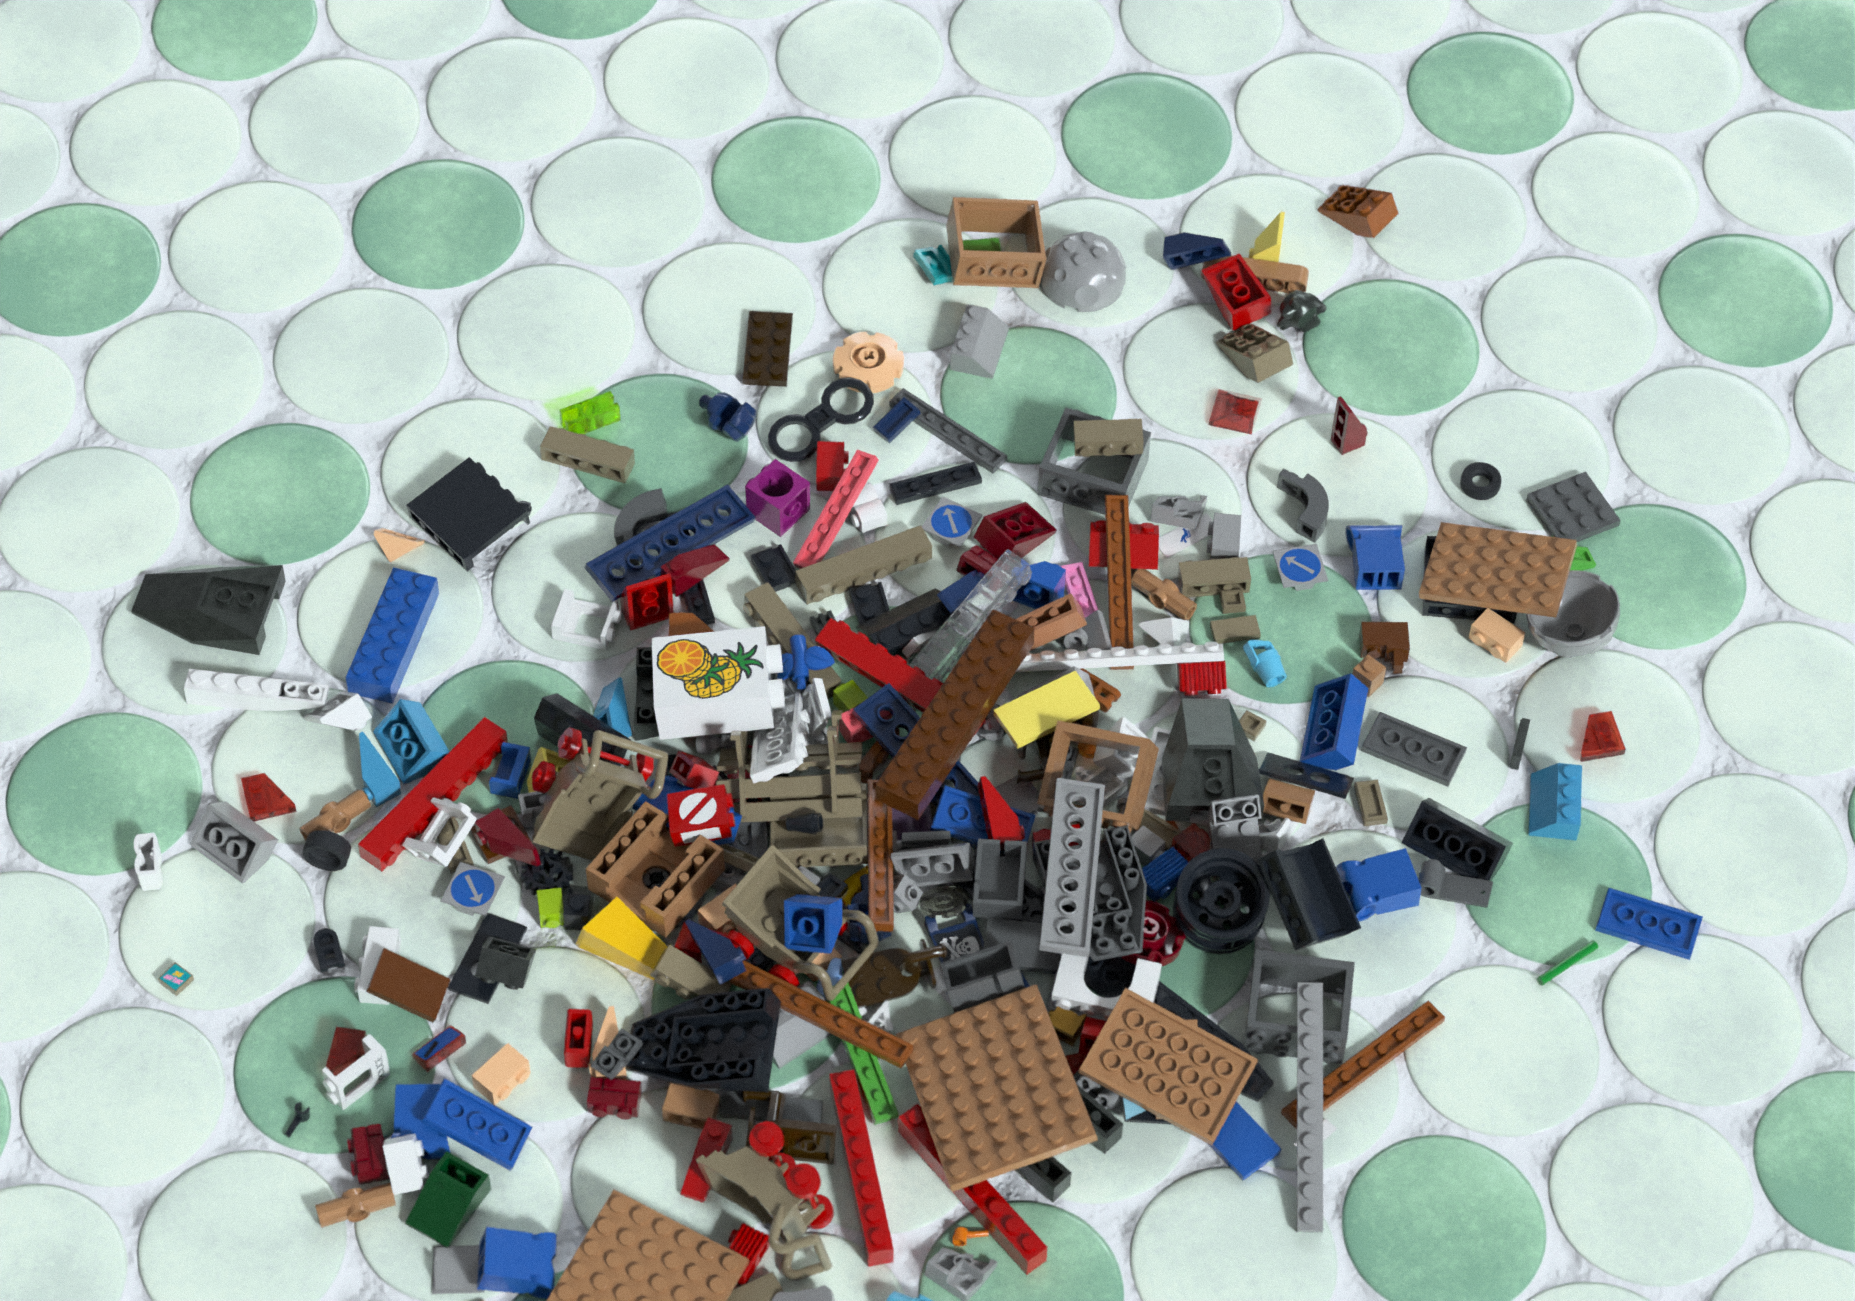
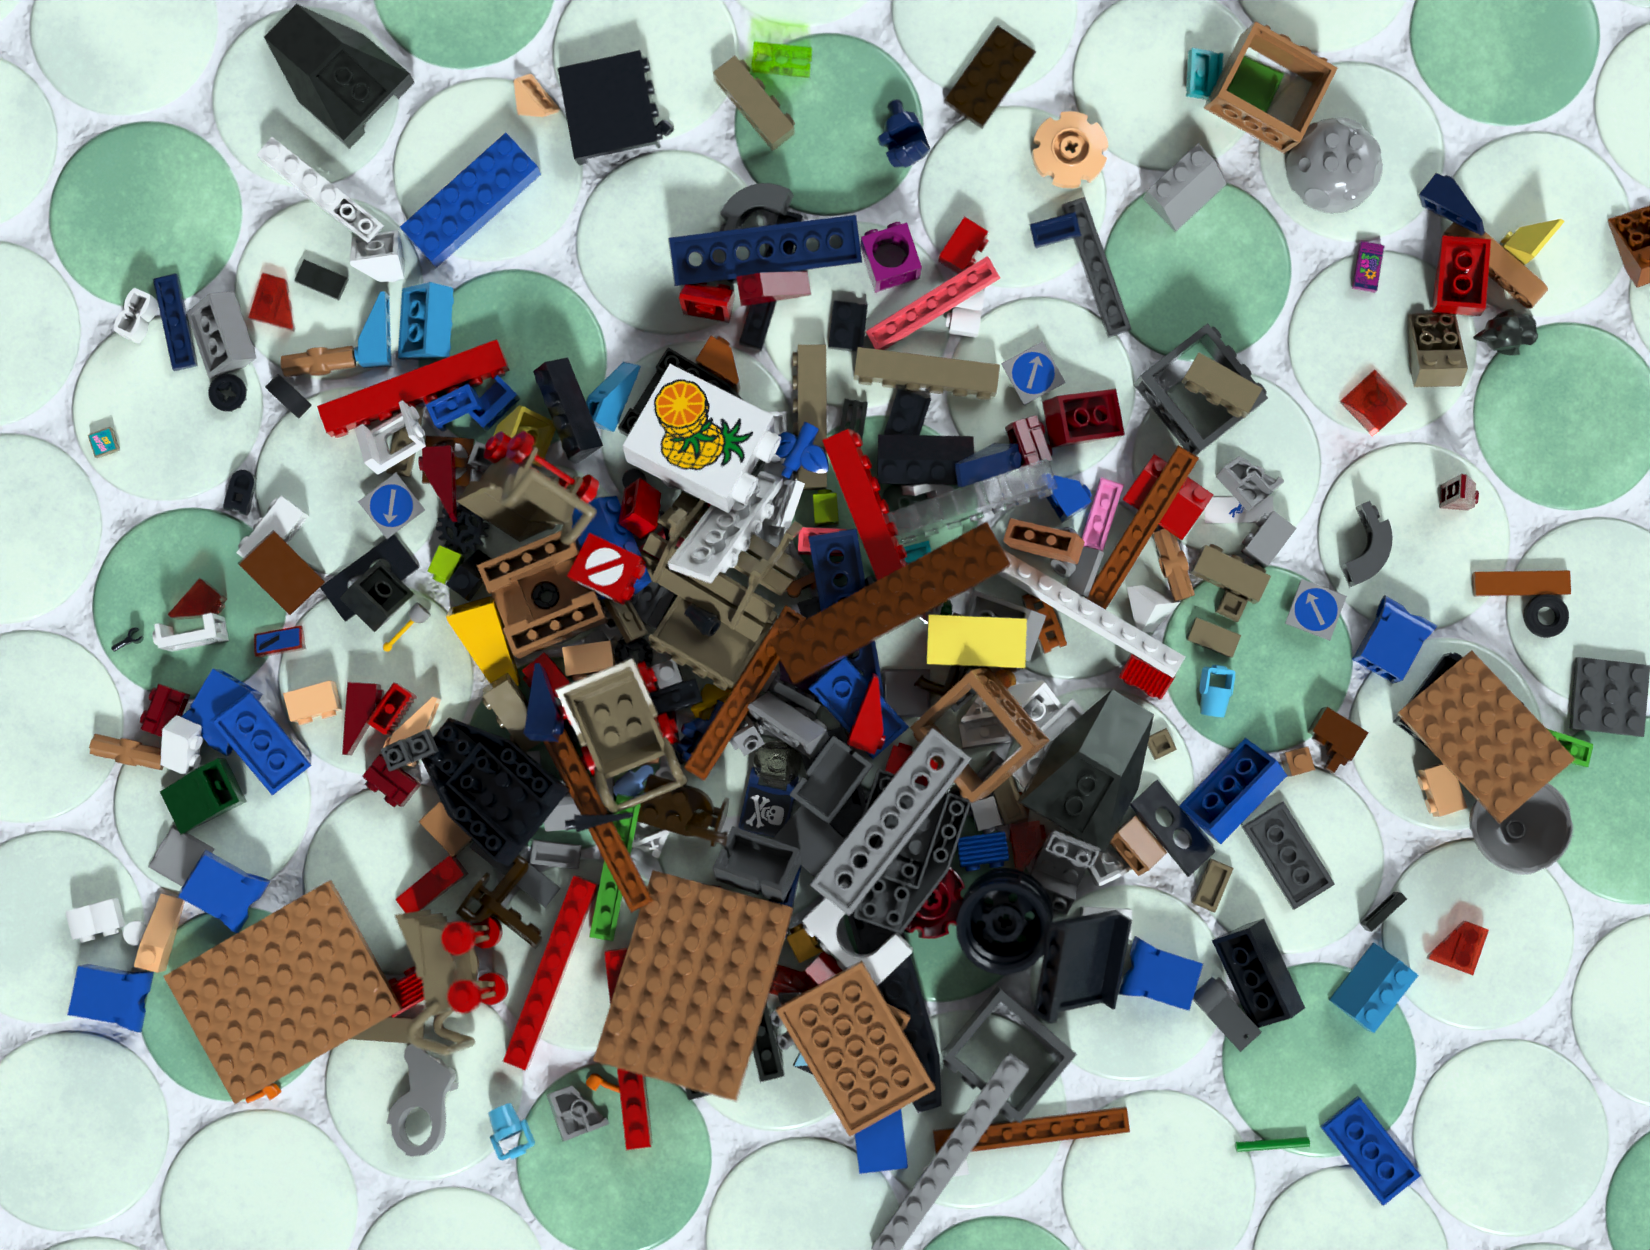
camera: 30 degrees right, 30 degrees up
(186, 857) = (175, 322): none -> dark blue tile
(257, 881) = (223, 383): none -> black gear
(297, 759) = (321, 279): none -> pearl dark grey tile
(479, 783) = (454, 406): none -> blue panel
(547, 1053) = (360, 704): none -> dark red slope
(551, 959) = (418, 615): none -> hinge
(568, 615) = (636, 269): white window -> none
(800, 1079) = (556, 854): none -> light grey tile
(812, 923) = (631, 743): blue slope -> none
(813, 1013) = (584, 822): none -> black piece
(820, 419) = (986, 189): black bar -> none
(935, 483) = (1048, 319): black tile -> none
(1160, 326) = (1368, 266): none -> tile
(1443, 470) = (1521, 583): none -> dark orange tile

